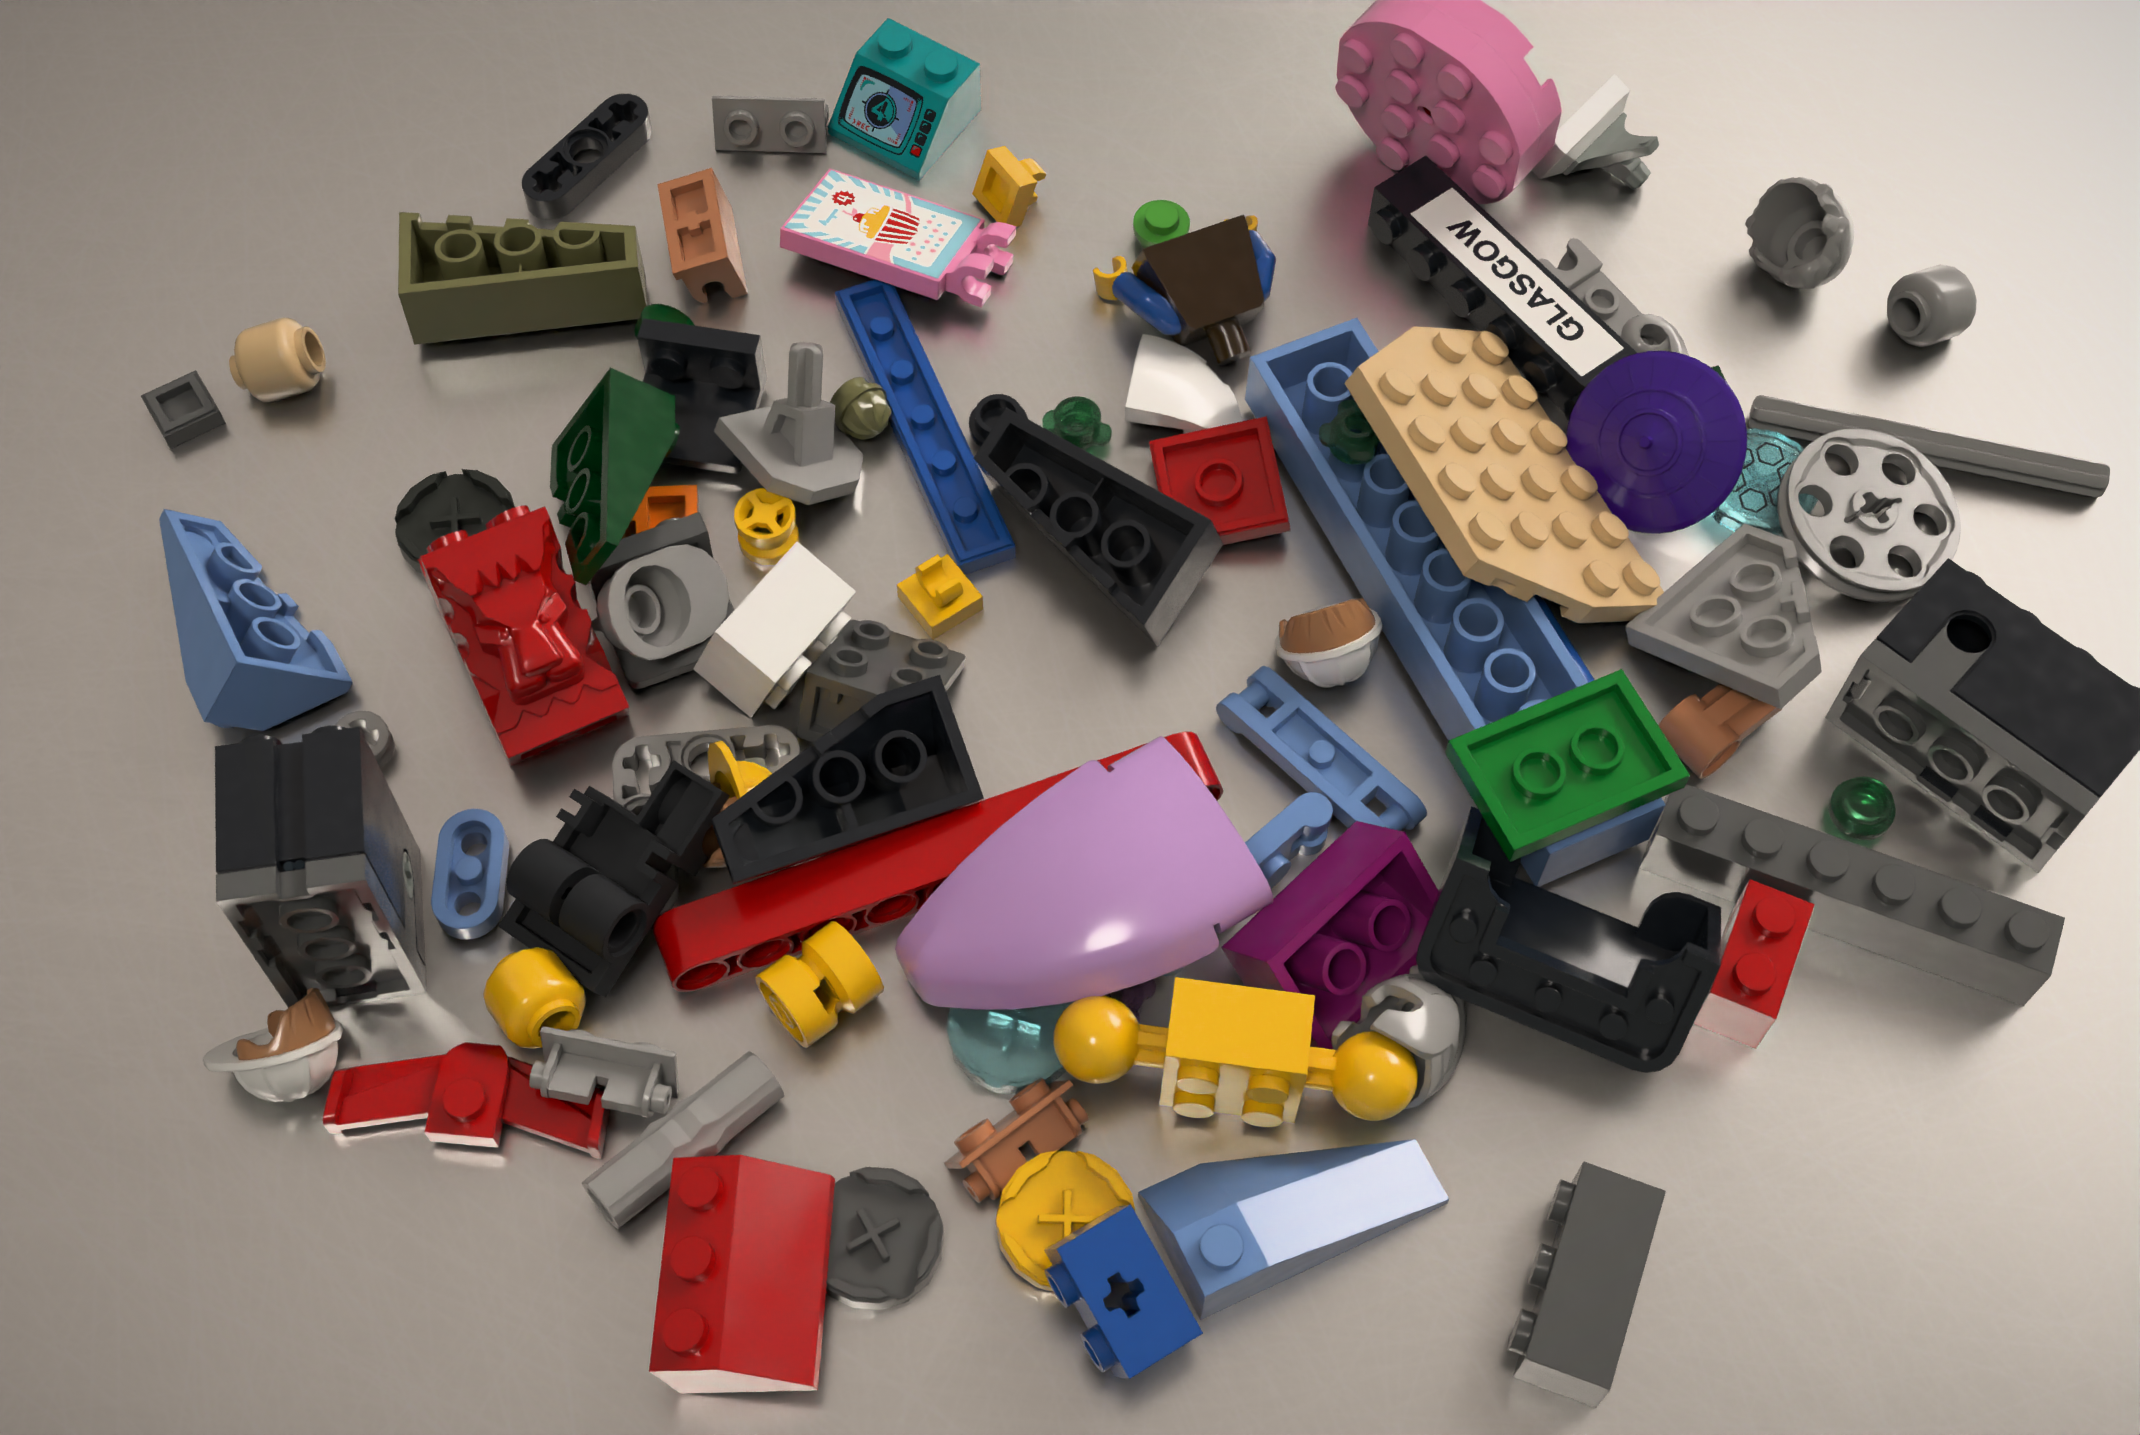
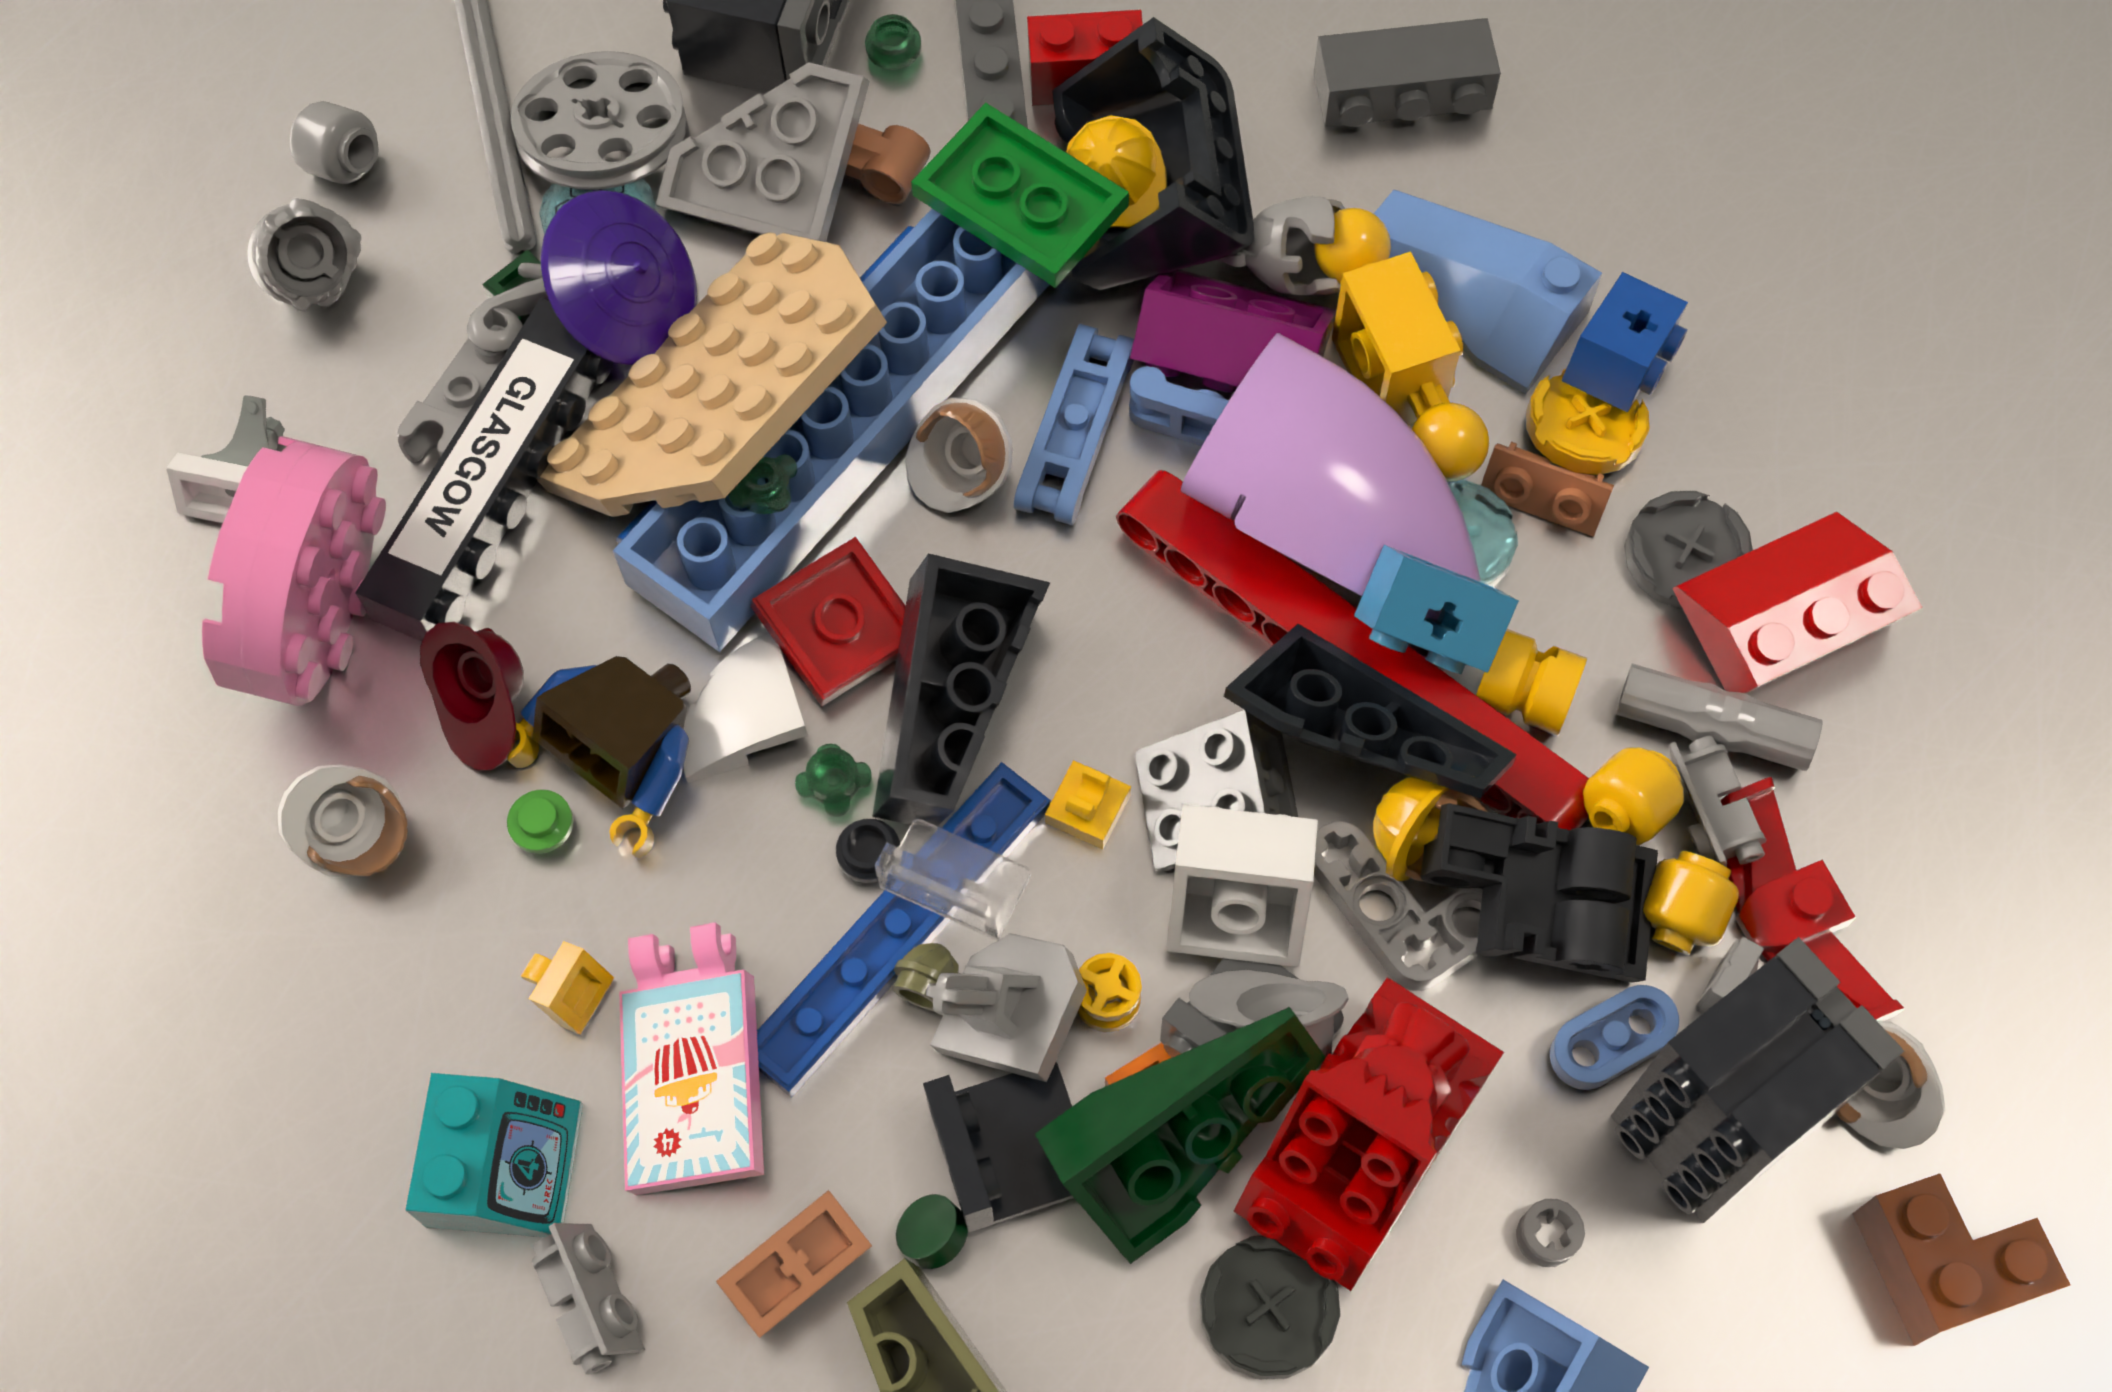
camera: 115 degrees left, 5 degrees up
(93, 1000) = (1943, 1275): none -> dark orange brick
(445, 992) = (1733, 969): none -> light grey tile
(647, 987) = (1634, 793): none -> yellow head
(915, 897) = (1470, 619): none -> dark azure brick
(922, 450) = (953, 878): none -> clear panel
(1228, 91) = (343, 821): none -> white piece
(1306, 225) = (473, 690): none -> dark red piece
(1585, 911) = (1128, 157): none -> yellow piece

